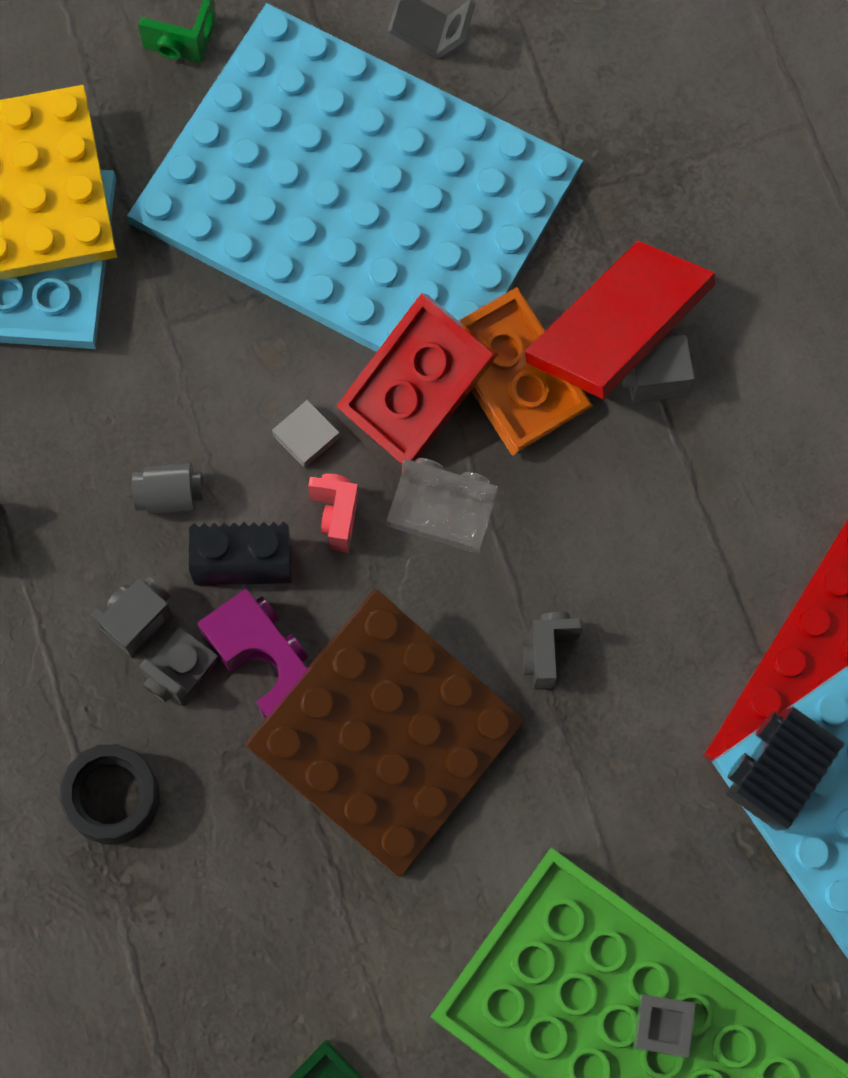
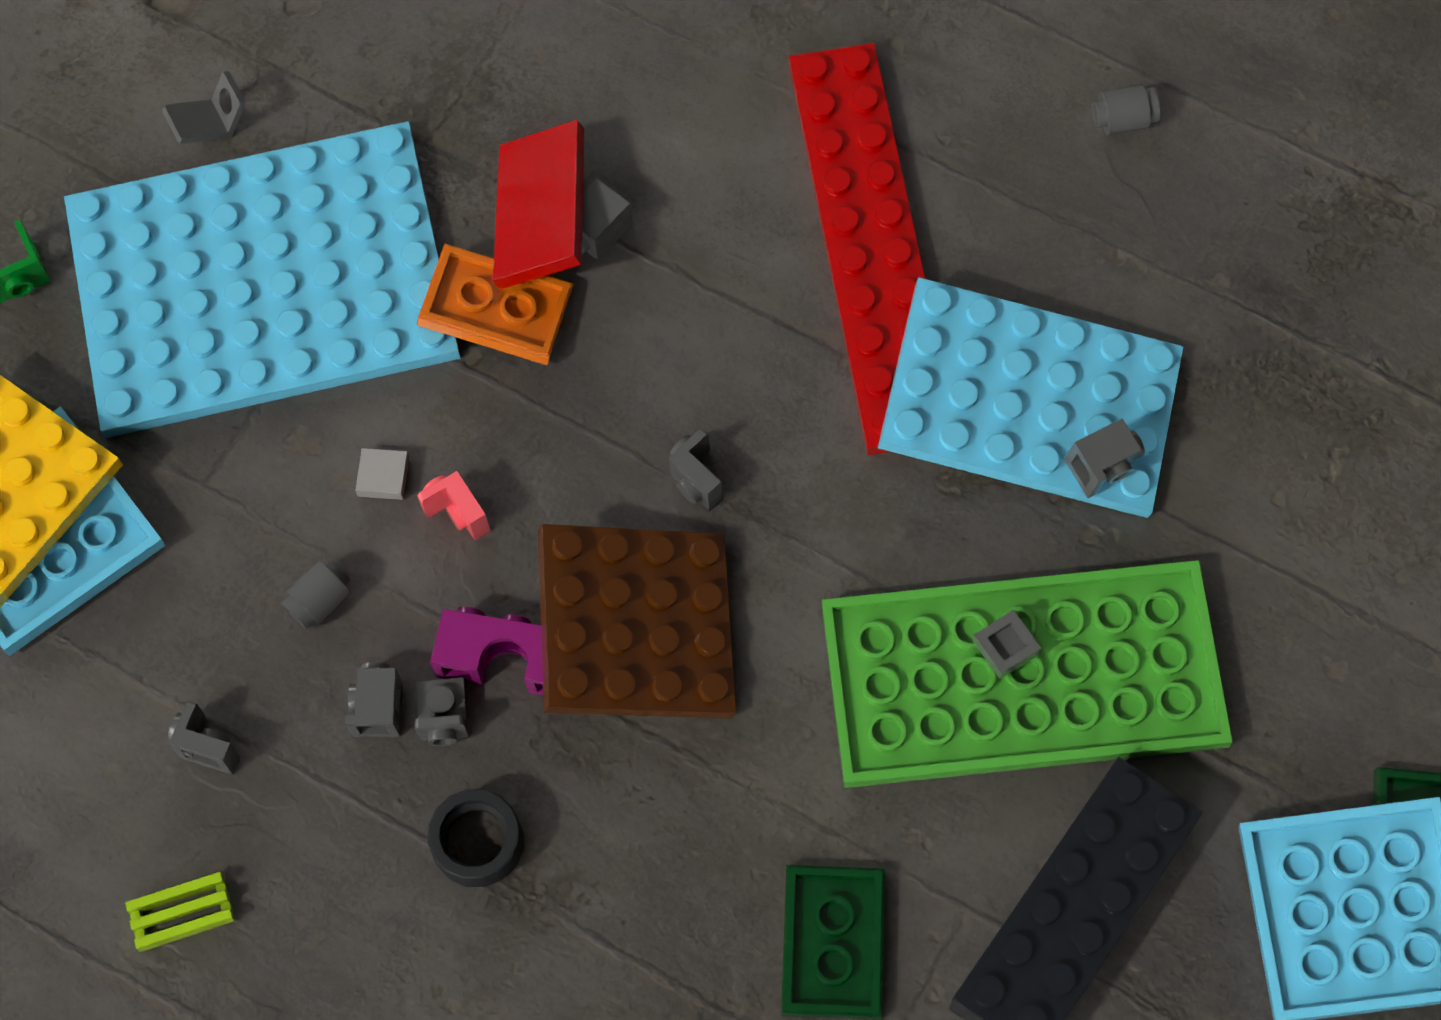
camera: 35 degrees left, 5 degrees down
(240, 554) = (415, 592): black brick -> none
(416, 379) = (432, 365): red plate -> none
(442, 504) = (529, 437): clear bracket -> none
(783, 767) = (930, 403): black brick -> none

